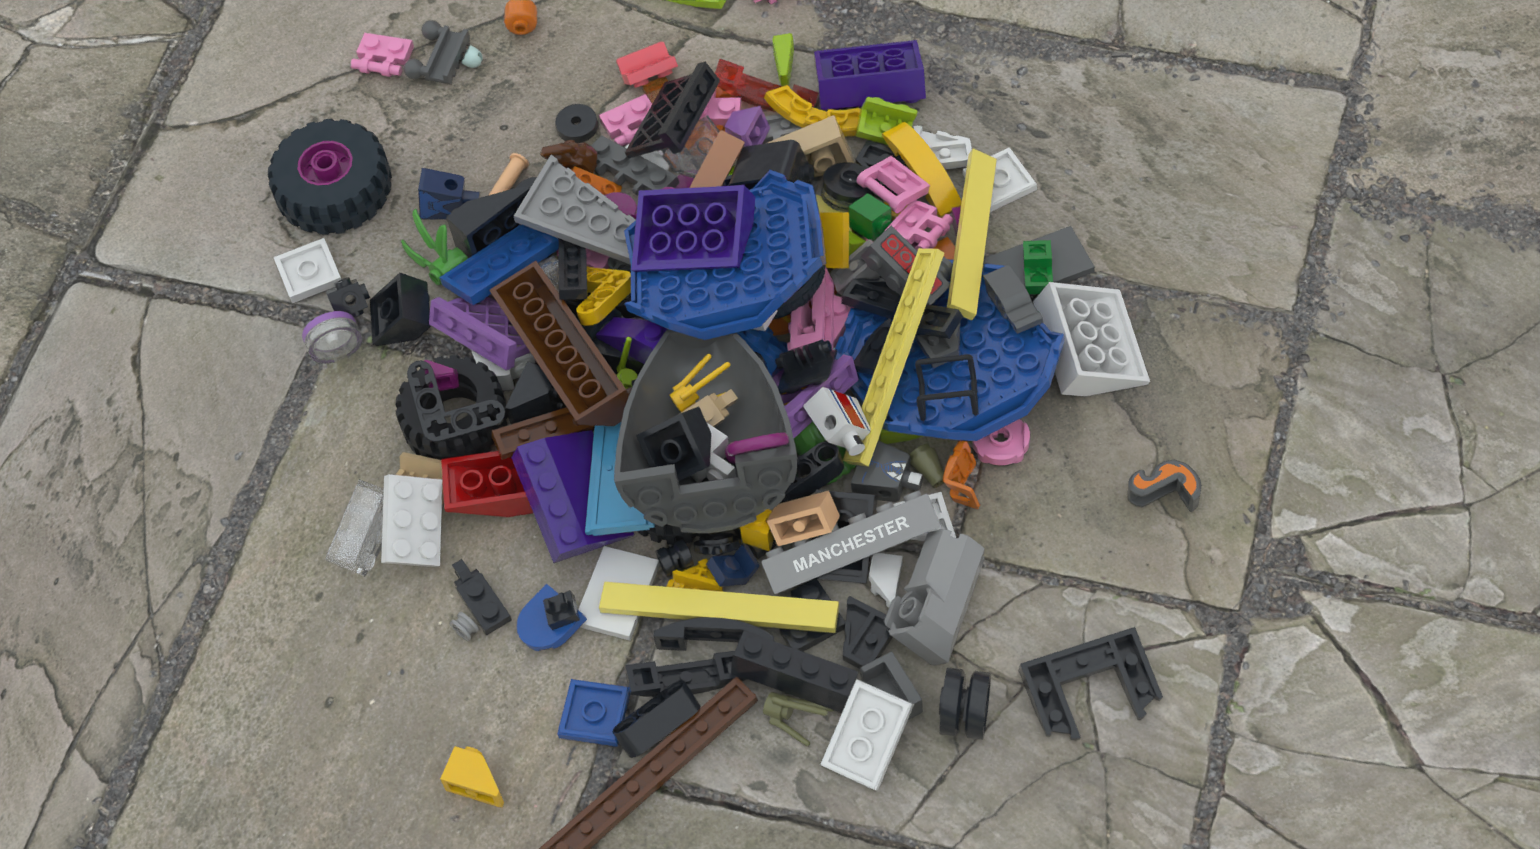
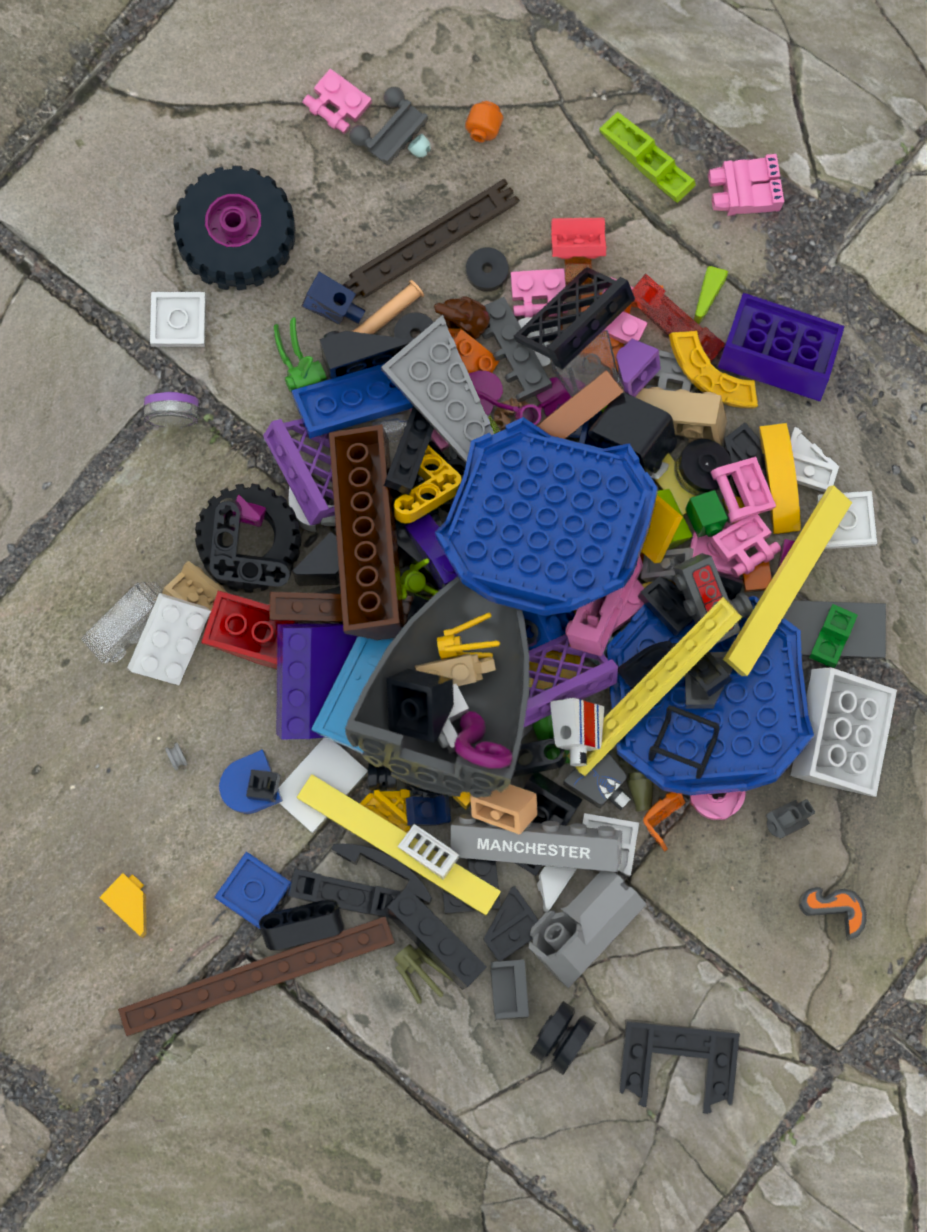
camera: 15 degrees right, 20 degrees up
(348, 287) = (201, 371): black brick -> none
(400, 311) = (243, 405): black slope -> none
(480, 598) = (201, 733): black hinge -> none
(516, 118) = (431, 239): none -> dark brown hinge
(692, 228) = (528, 481): dark purple slope -> none
(758, 605) = (447, 864): none -> white slope
(805, 367) = (570, 662): black hinge -> none
(867, 734) = (469, 1024): white tile -> none
(880, 116) = (764, 409): lime bracket -> none
(1012, 299) = (787, 674): dark grey piece -> none
(1079, 427) = (789, 818): none -> dark grey hips

